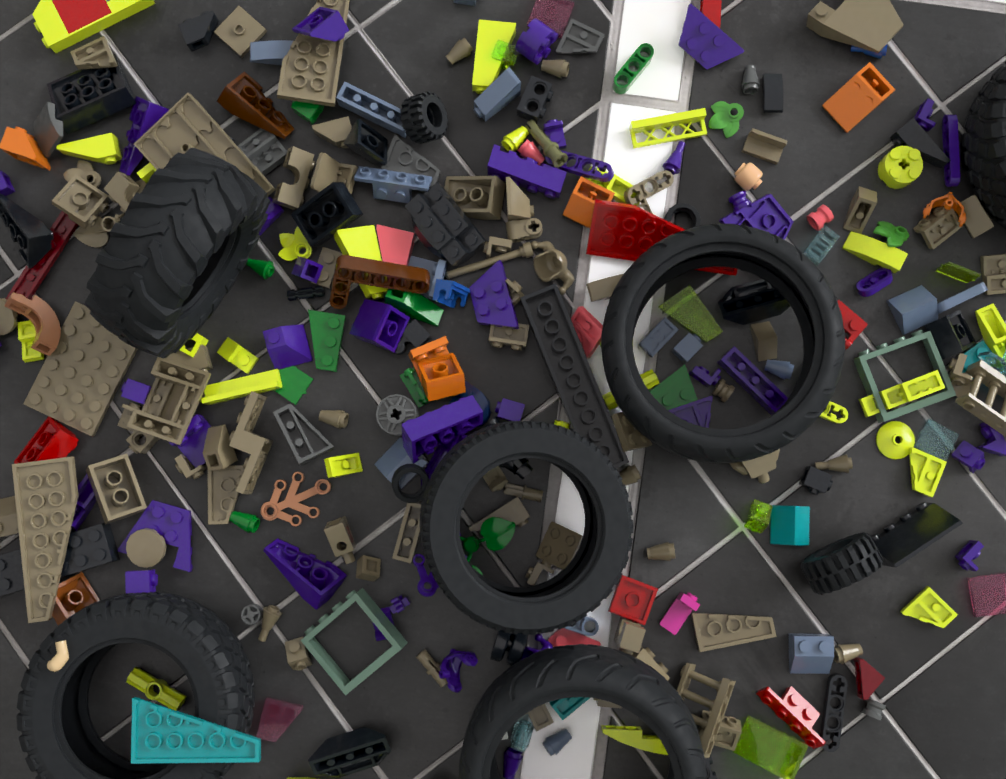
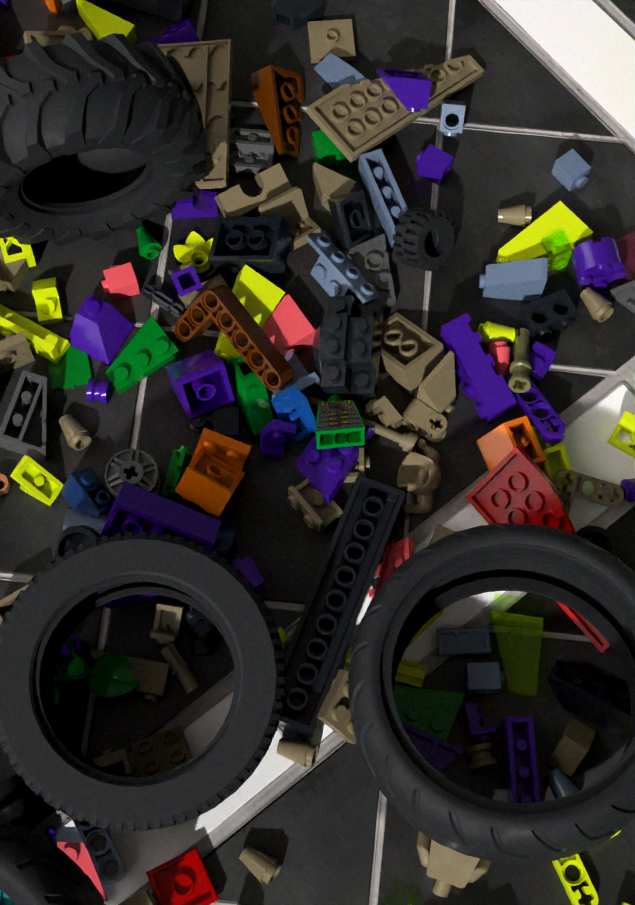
camera: 40 degrees right, 15 degrees down
(269, 305) = (120, 282): none -> coral brick
(324, 381) = (98, 391): none -> dark purple wheel
(357, 16) = (449, 107): none -> sand blue brick
(380, 446) = (87, 493): none -> dark blue slope
(381, 61) = (434, 164): none -> dark purple brick
(450, 317) = (274, 436): none -> dark purple bracket
(481, 277) = (338, 424): none -> torso

